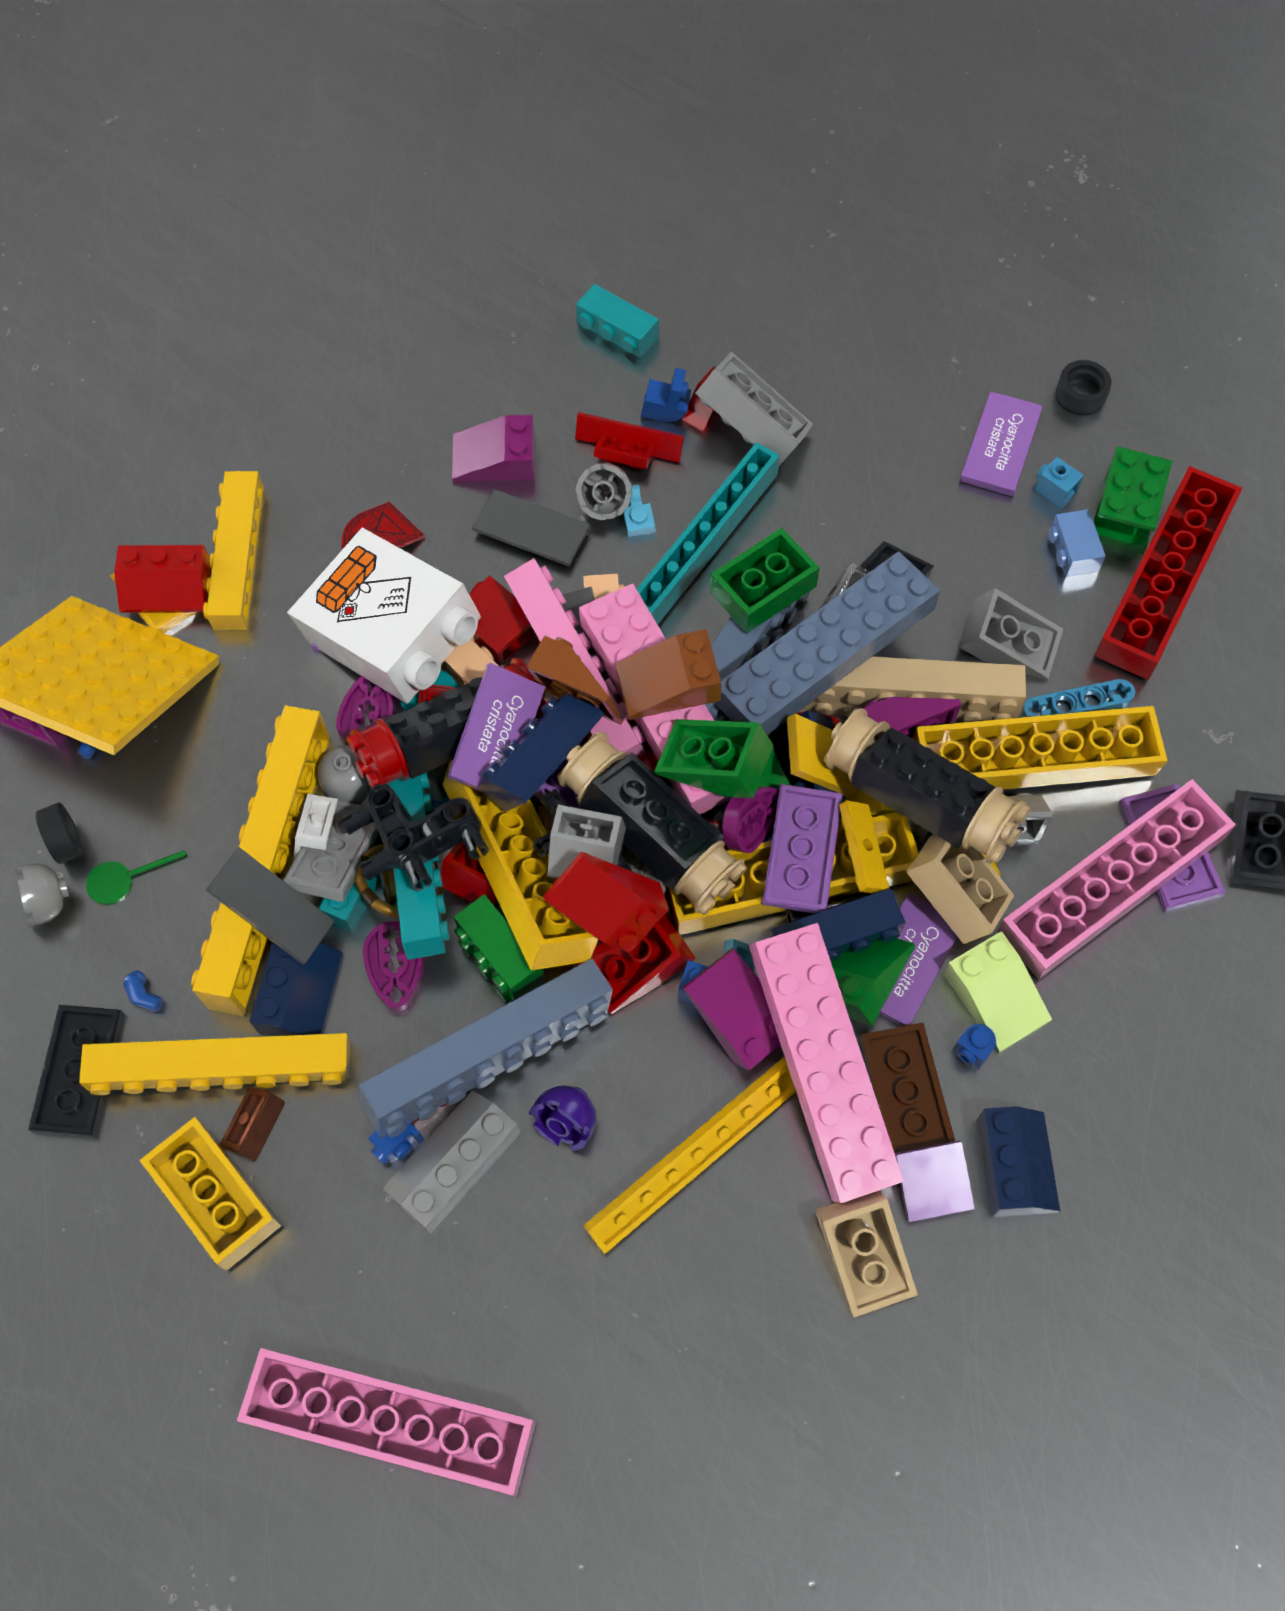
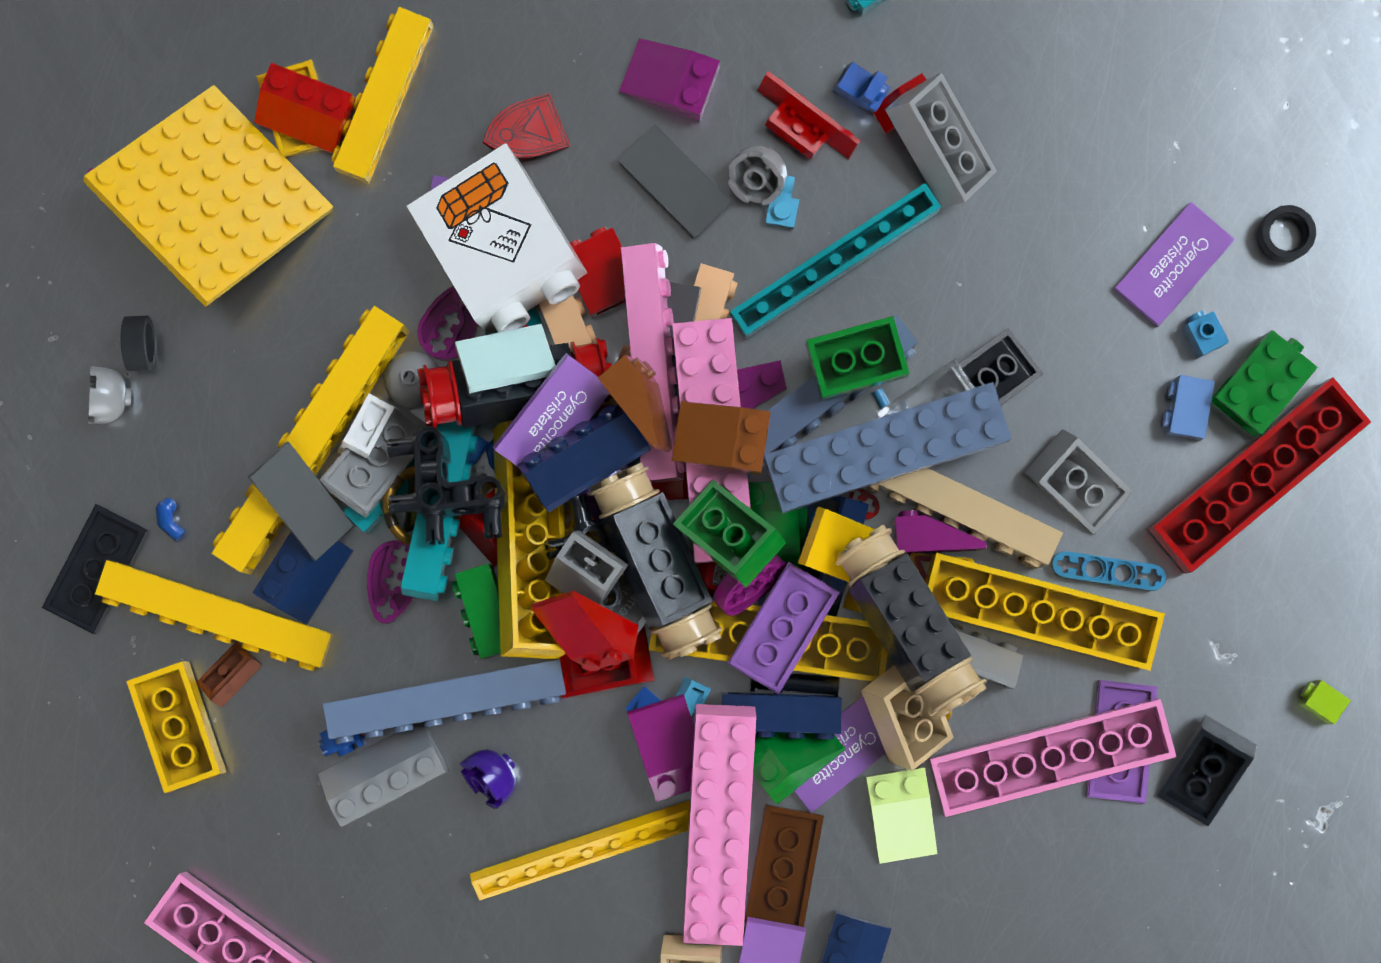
camera: 25 degrees right, 20 degrees up
(112, 880) = (171, 400): green piece -> none
(429, 699) = (505, 358): none -> light aqua tile
(863, 847) = (836, 650): yellow tile -> none
(975, 1045) = (860, 851): blue plate -> none

